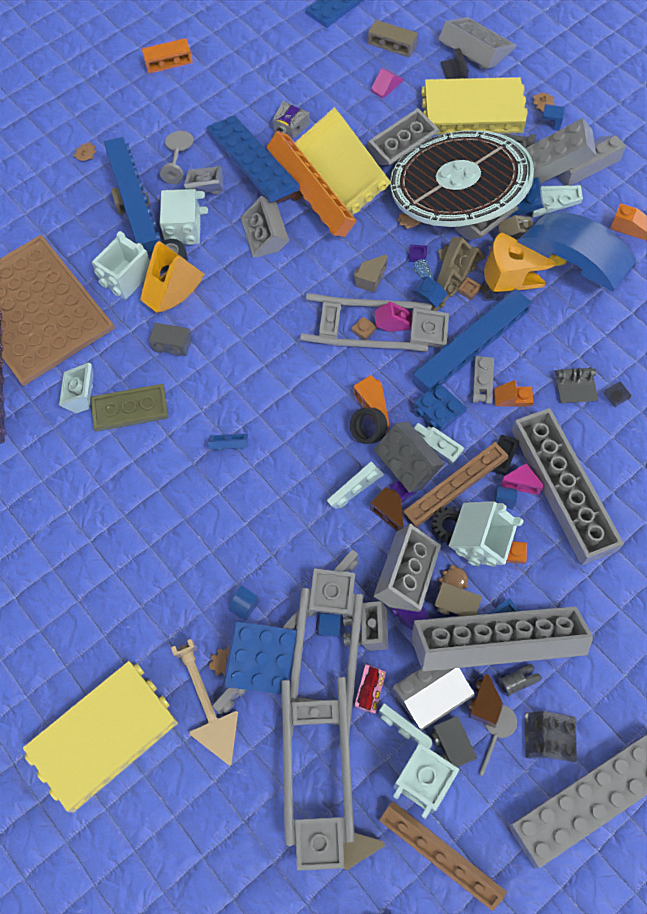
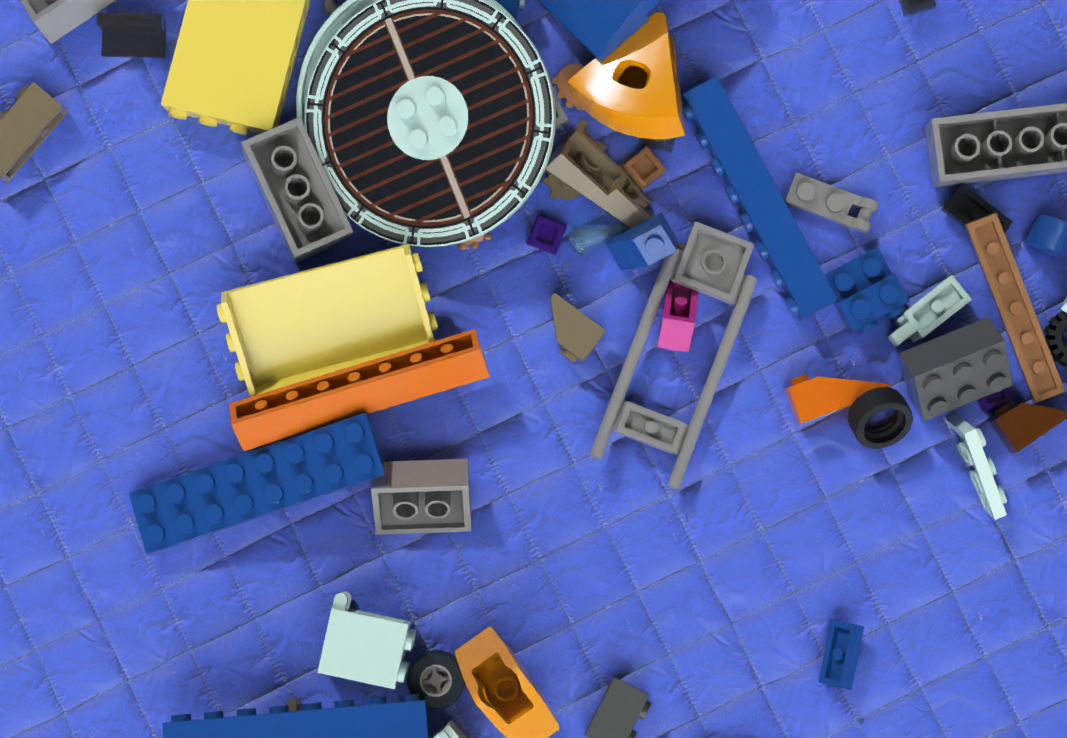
camera: 75 degrees left, 20 degrees up
(176, 142) = (161, 614): light grey piece -> none
(205, 180) = (300, 586): light grey slope -> none
(290, 120) = (178, 390): light grey torso -> none
(364, 328) = (678, 372): medium nougat plate -> none
(385, 83) = (129, 177): dark pink slope -> none
(511, 396) = (873, 163): orange slope -> none
(515, 226) = (553, 45): dark tan slope -> none
(523, 480) = (1028, 201): dark pink slope -> none
(576, 385) = (879, 54): dark grey hinge -> none

